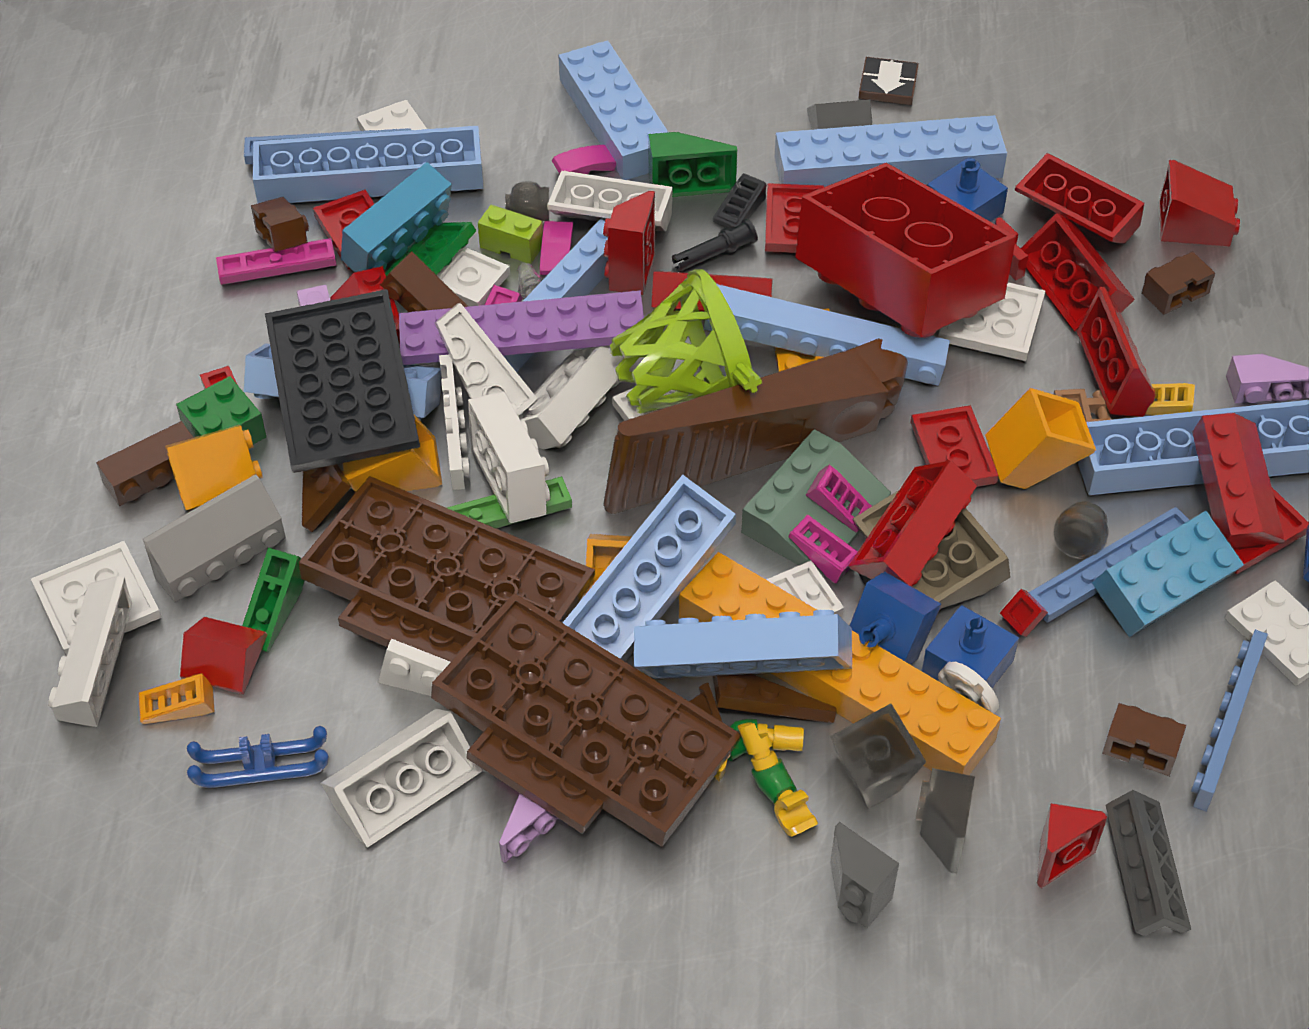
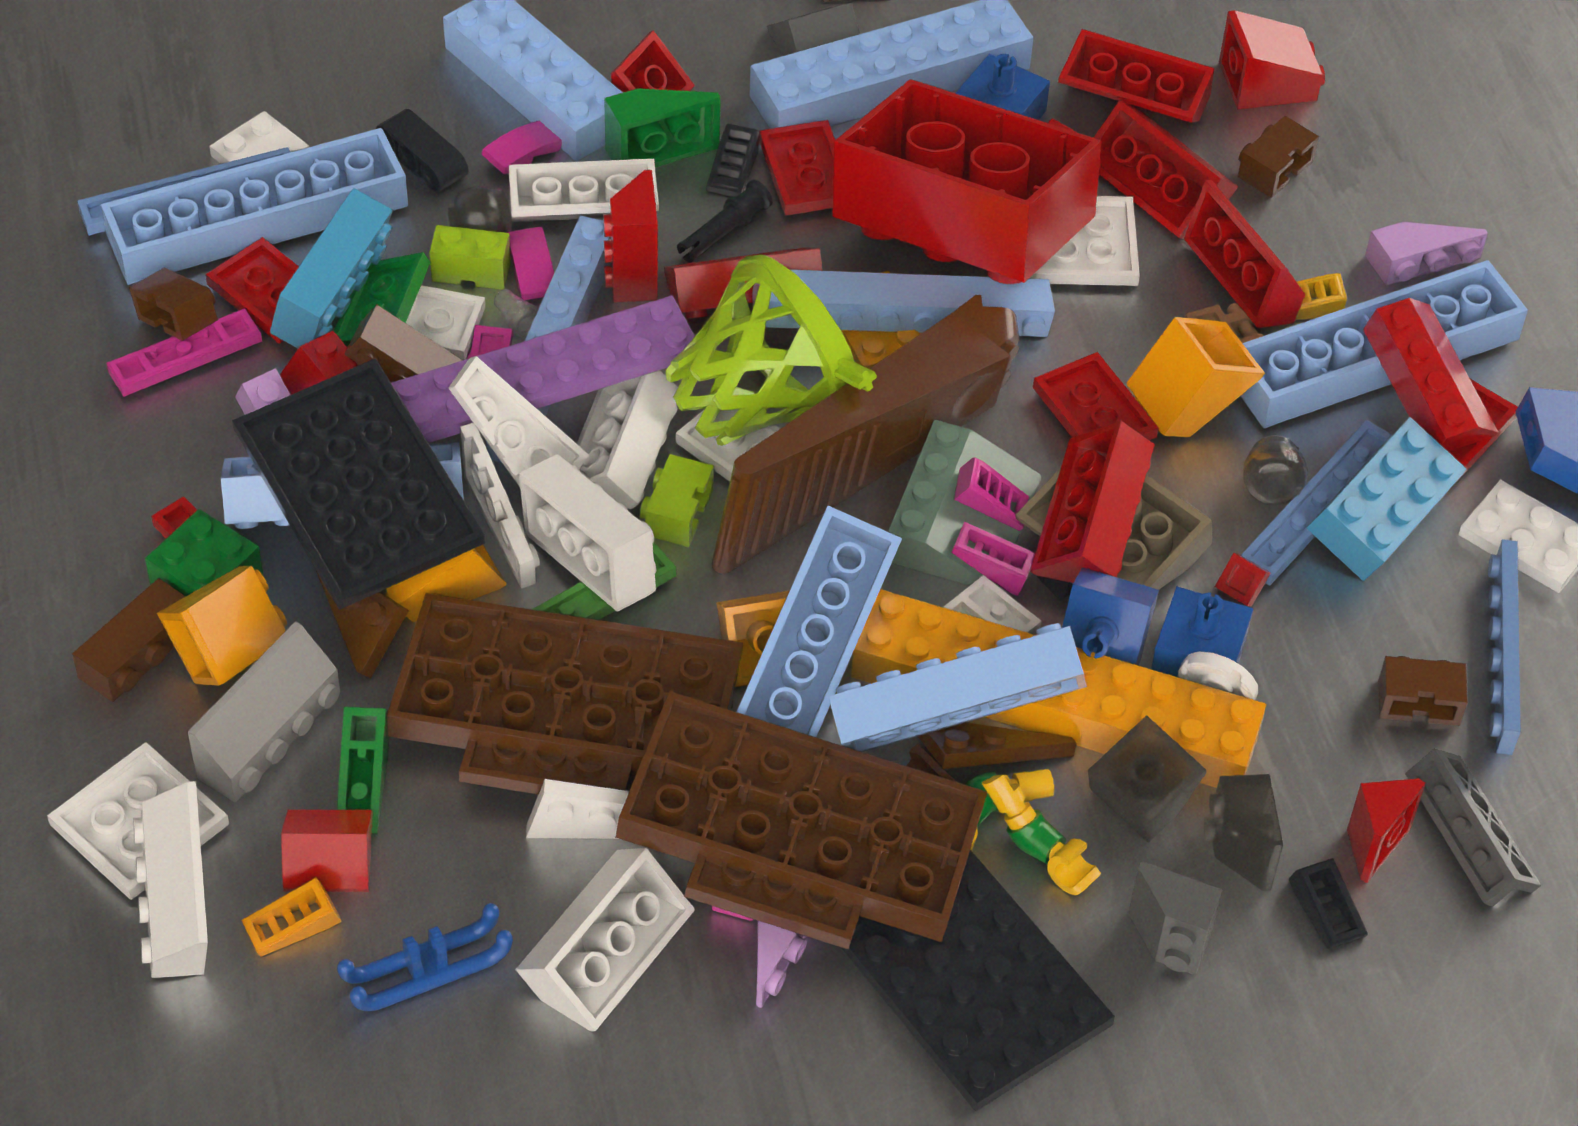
camera: 20 degrees left, 0 degrees up
(508, 149) = (424, 150): none -> black beam
(590, 449) = (677, 495): none -> lime brick
(688, 902) = (988, 997): none -> black plate
(700, 119) = (650, 67): none -> red slope
(1007, 870) = (1329, 874): none -> black slope

